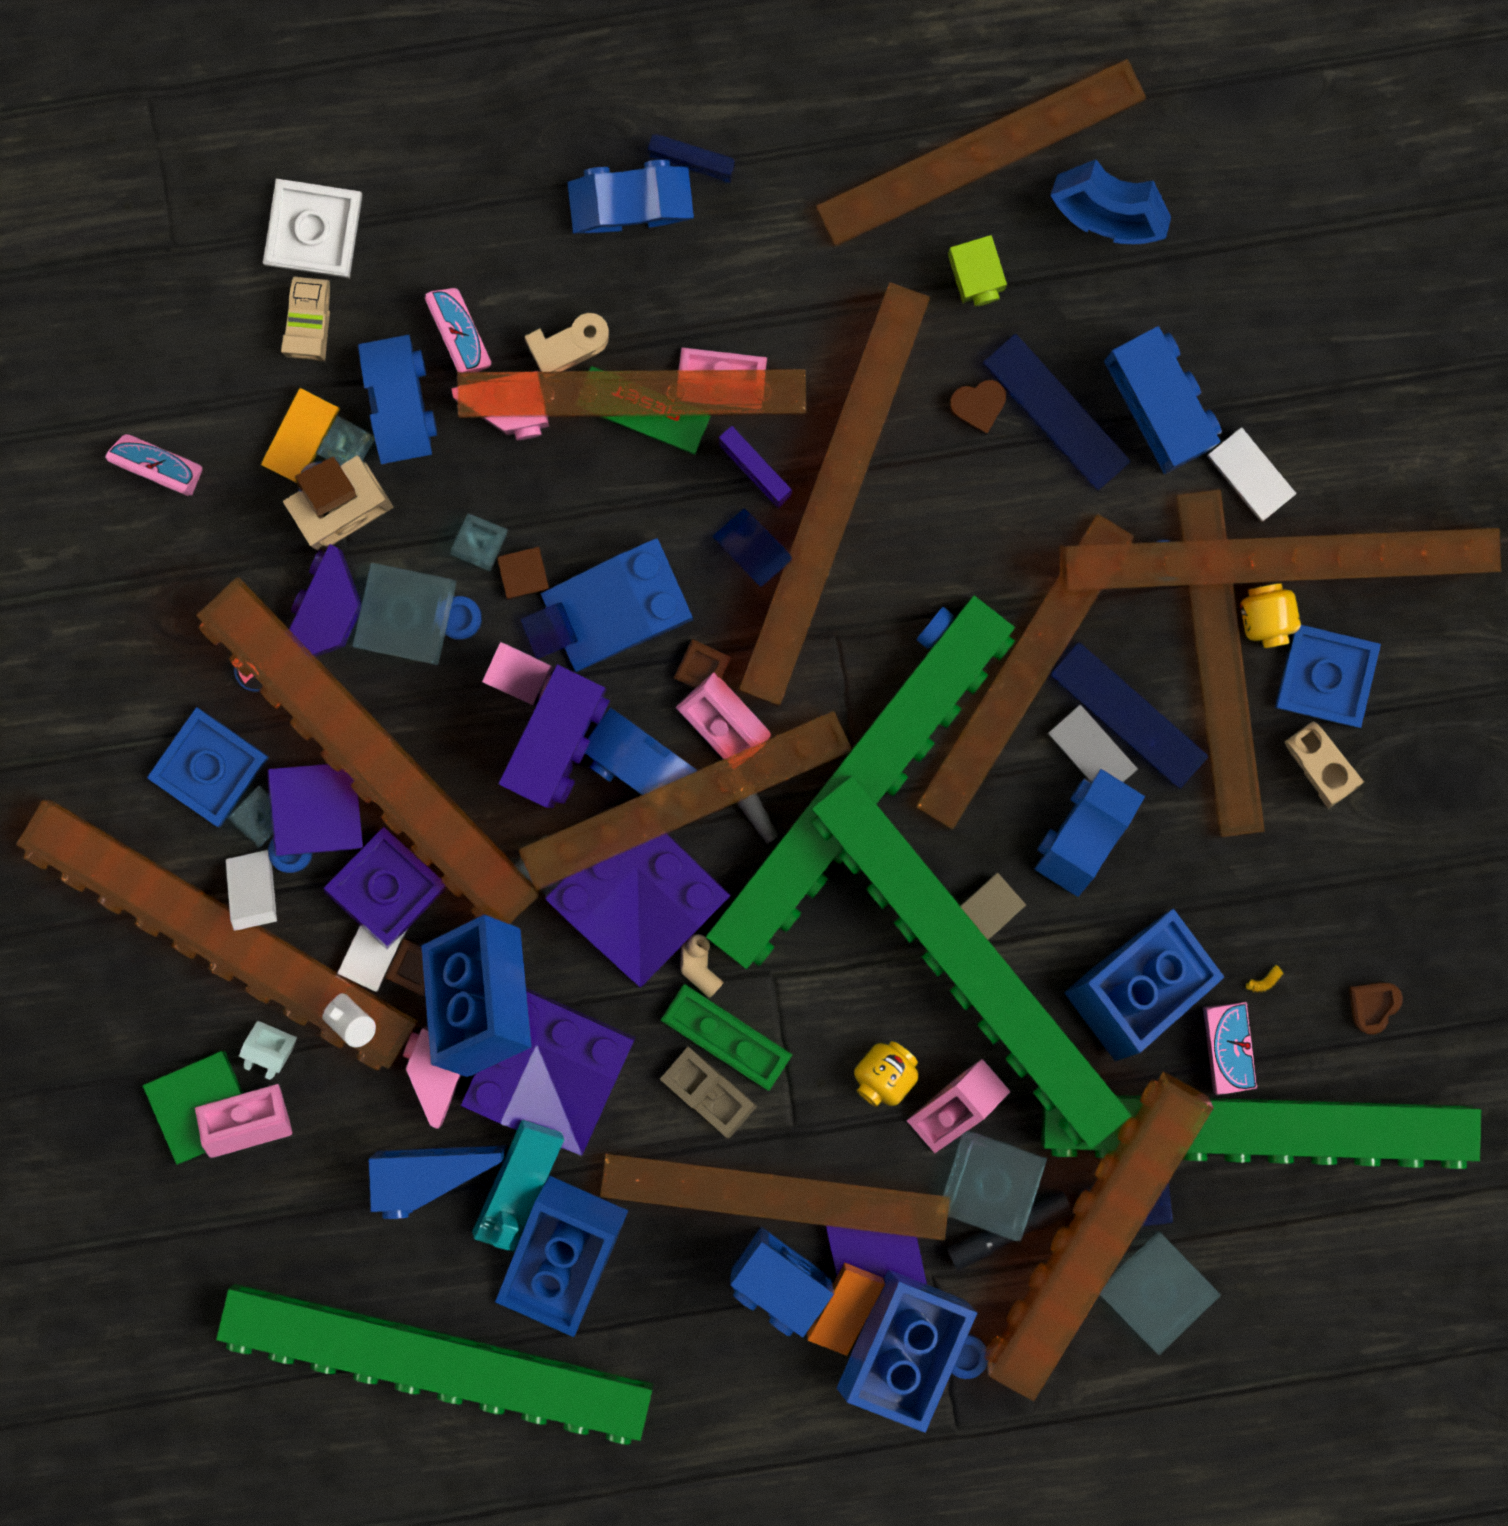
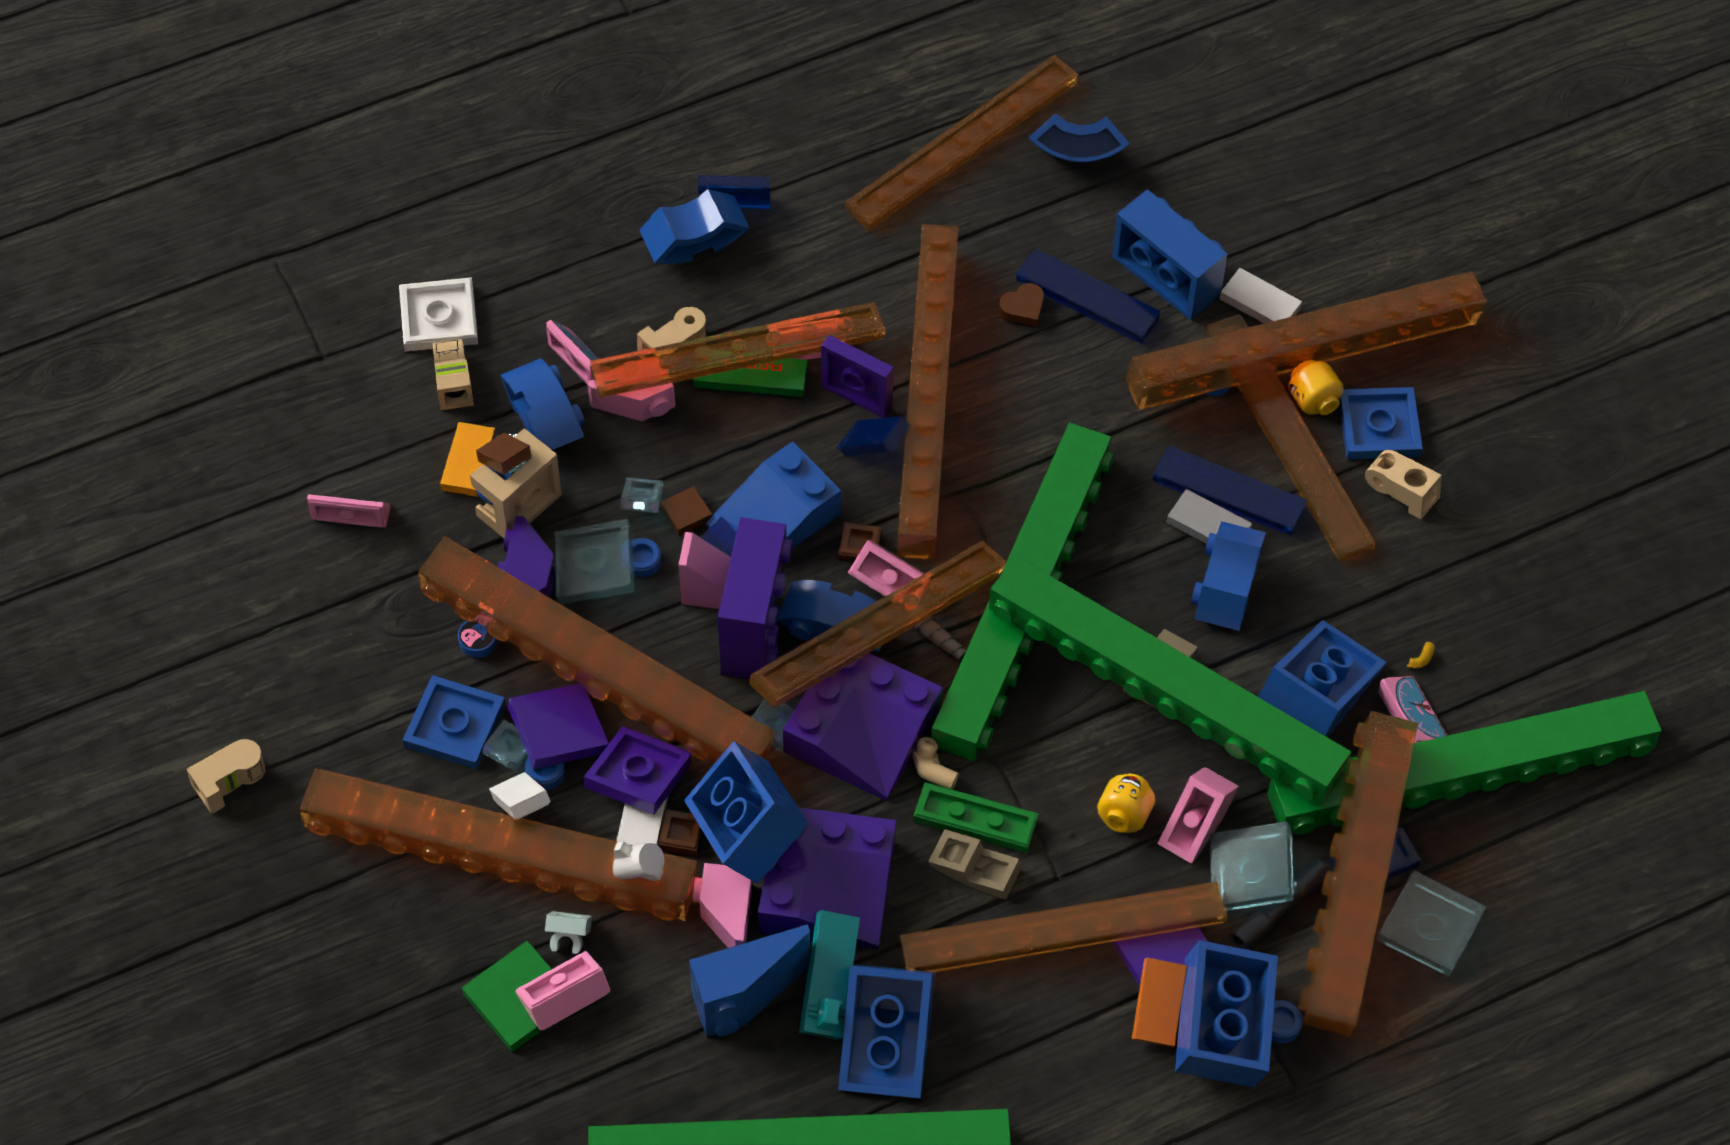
camera: 15 degrees left, 30 degrees down
(780, 1283) = (1093, 974): blue brick -> none
(936, 628) = (1044, 460): blue tile -> none
(977, 271) = (988, 208): lime brick -> none
(1013, 690) = (1124, 504): clear orange tile -> none
(1373, 1005) = (1520, 651): reddish brown tile -> none

